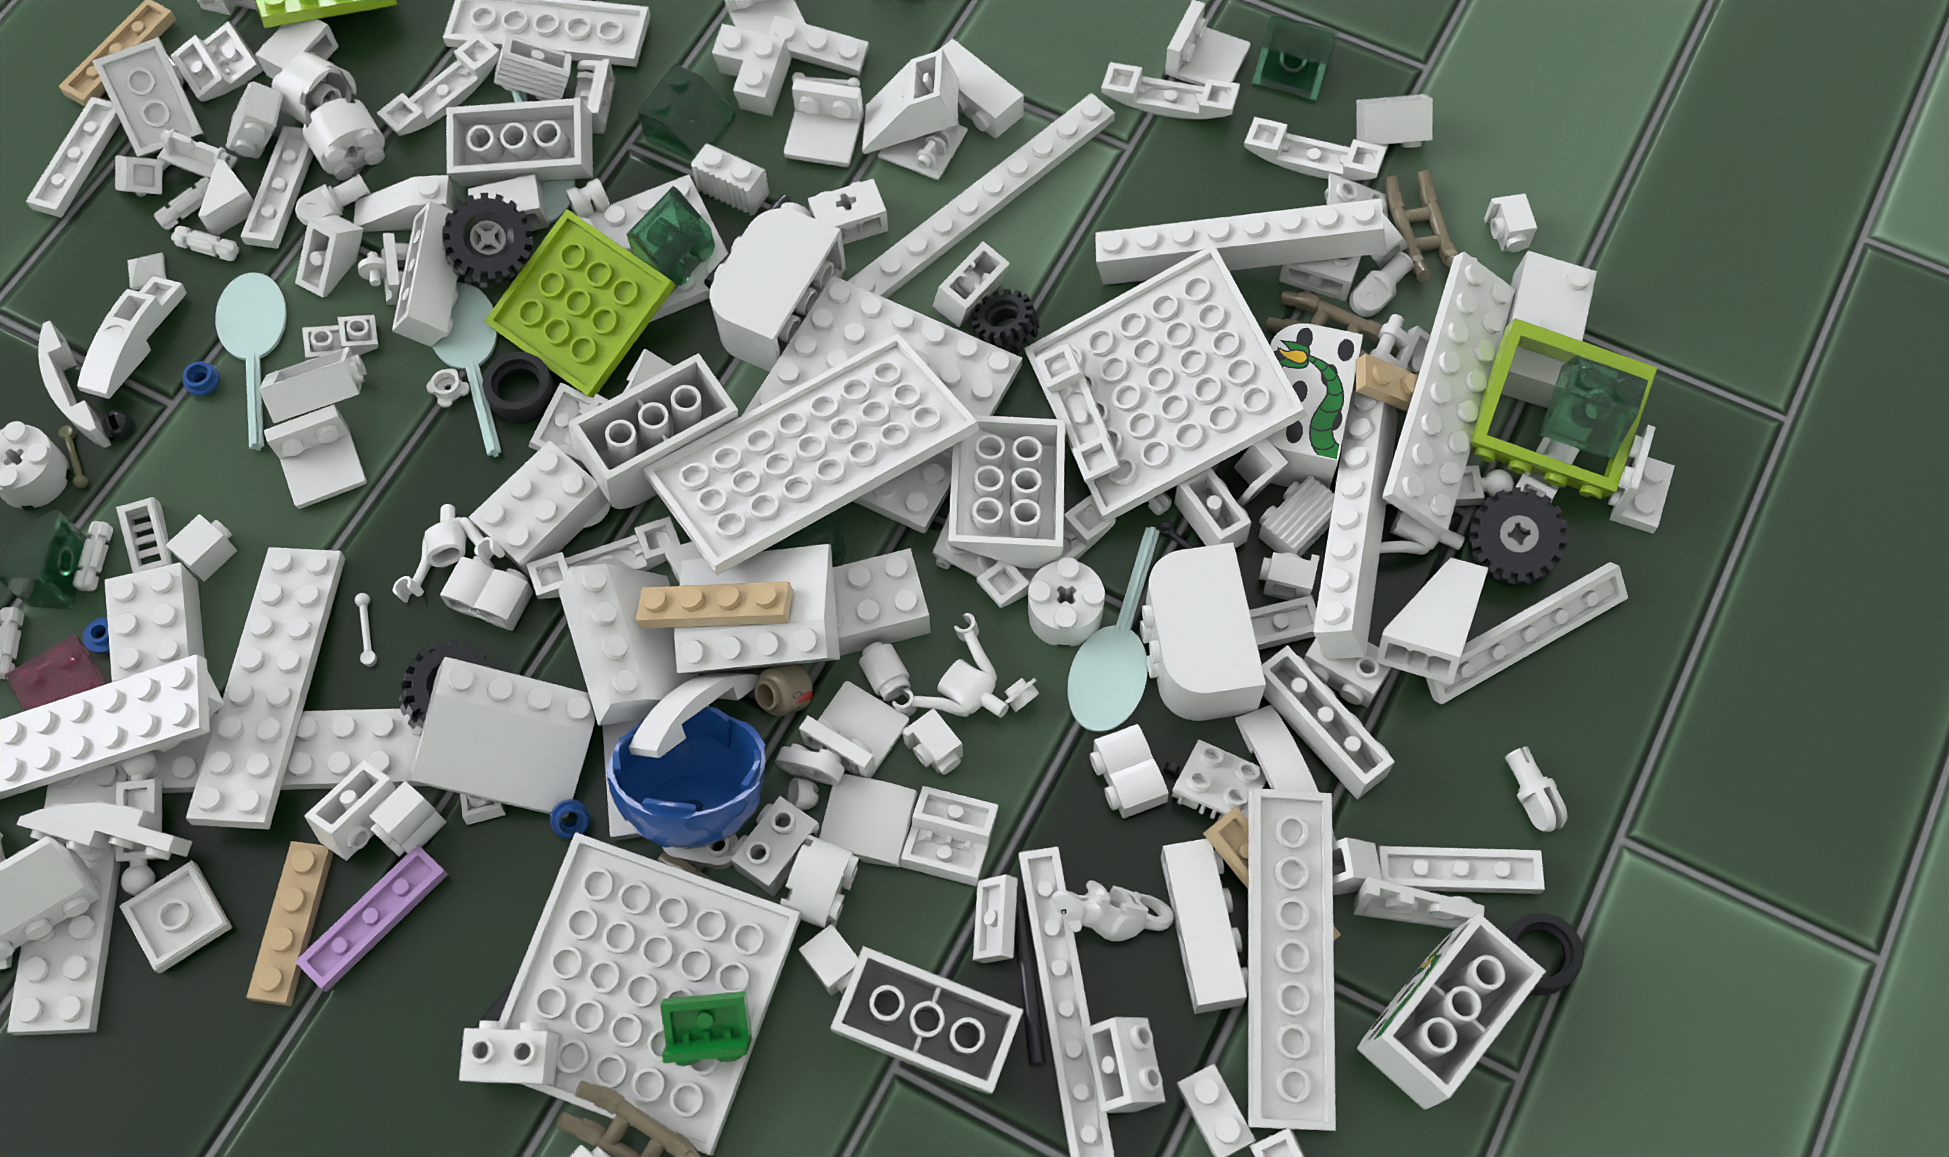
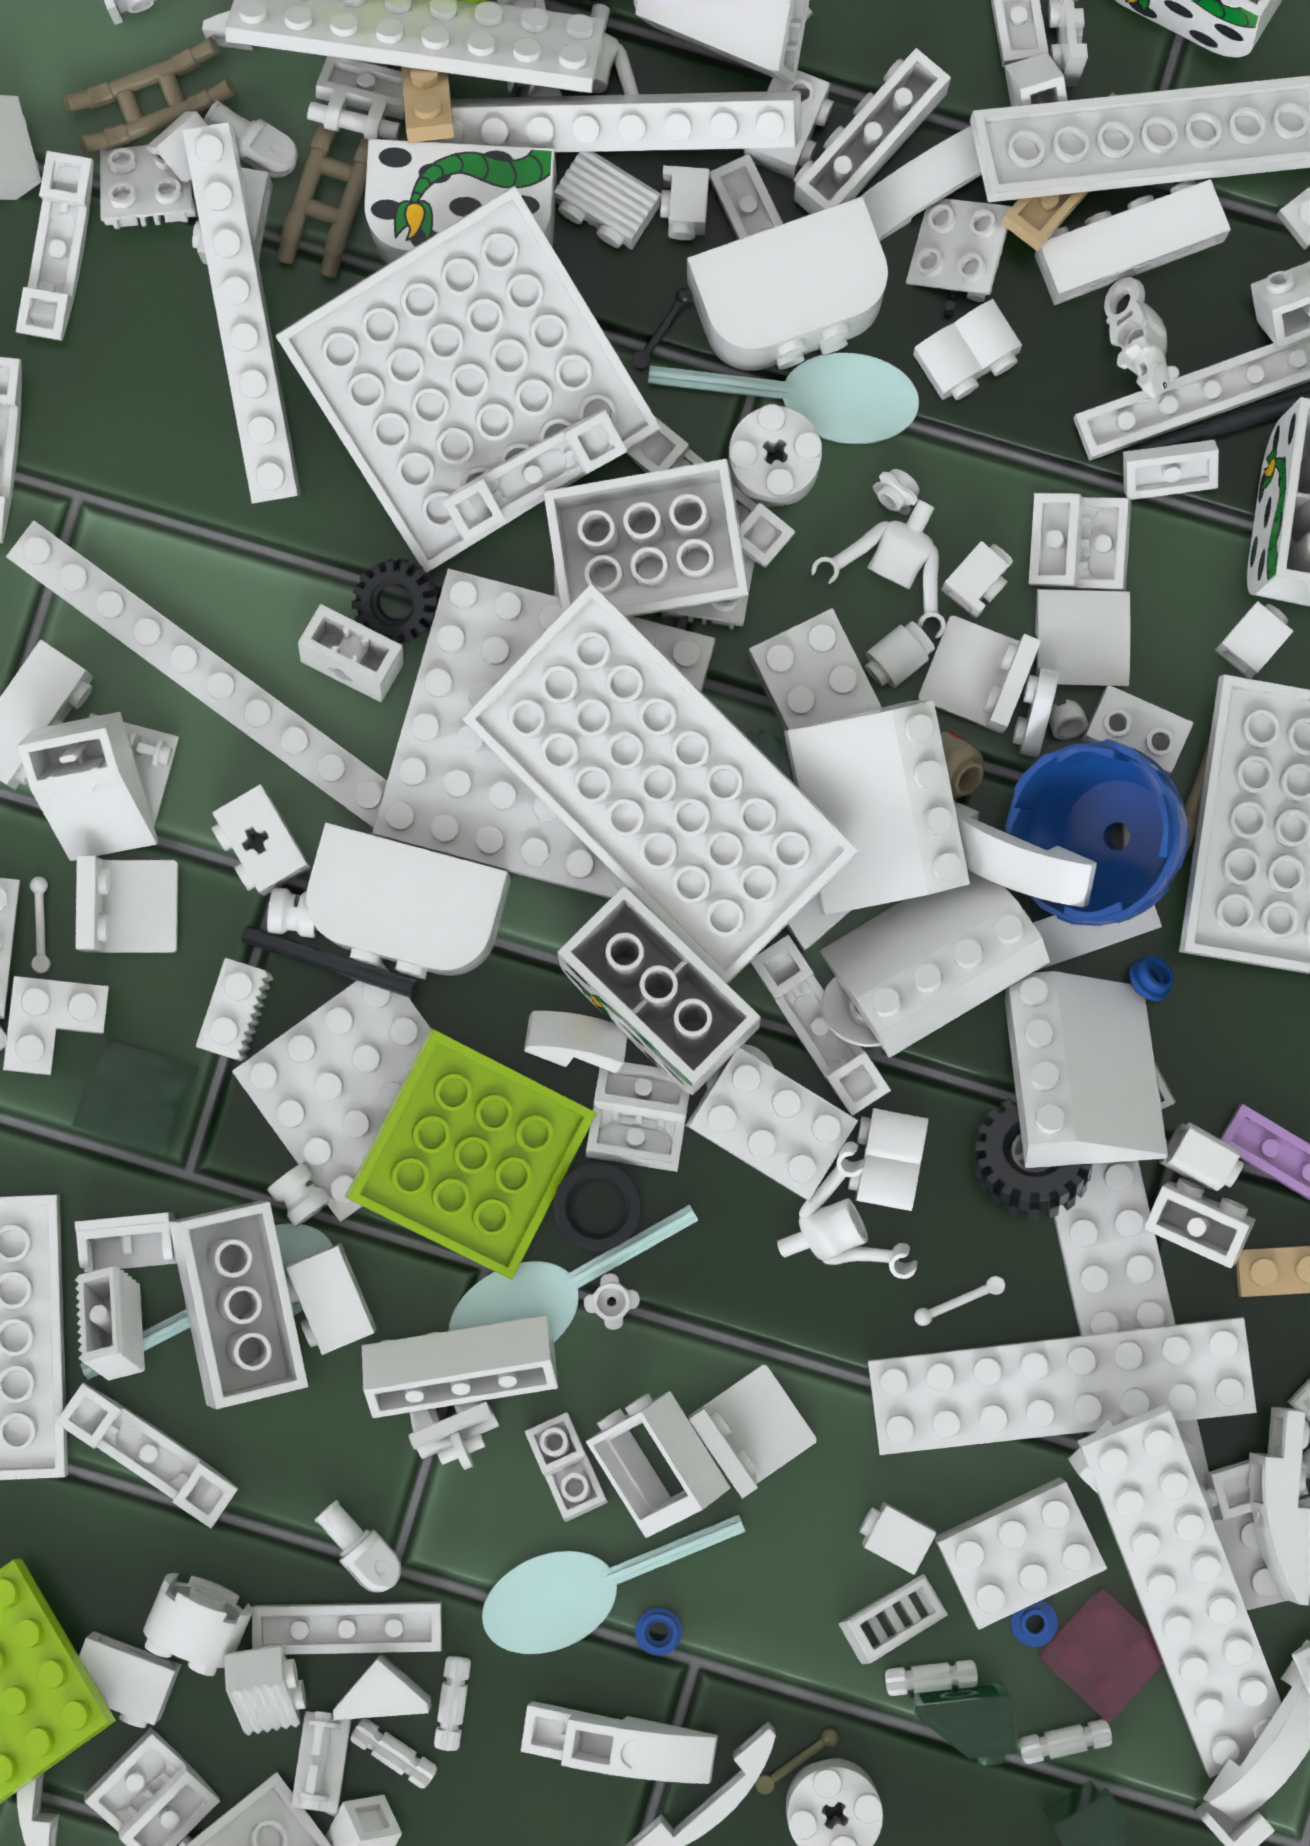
camera: 100 degrees left, 20 degrees up
(125, 422) = (736, 1711): black hinge -> none
(144, 268) = (506, 1770): white slope -> none
(327, 253) = (445, 1522): white slope -> none
(344, 137) = (266, 1554): white brick -> none
(400, 203) = (351, 1444): white slope -> none
(483, 224) = (421, 1275): black wheel -> none
(672, 238) = (371, 1044): clear green slope -> none
(714, 605) = (890, 850): tan plate -> none
(818, 880) = (1176, 667): white brick -> none
(1212, 510) = (628, 295): white brick -> none
(1259, 468) = (578, 245): white panel -> none

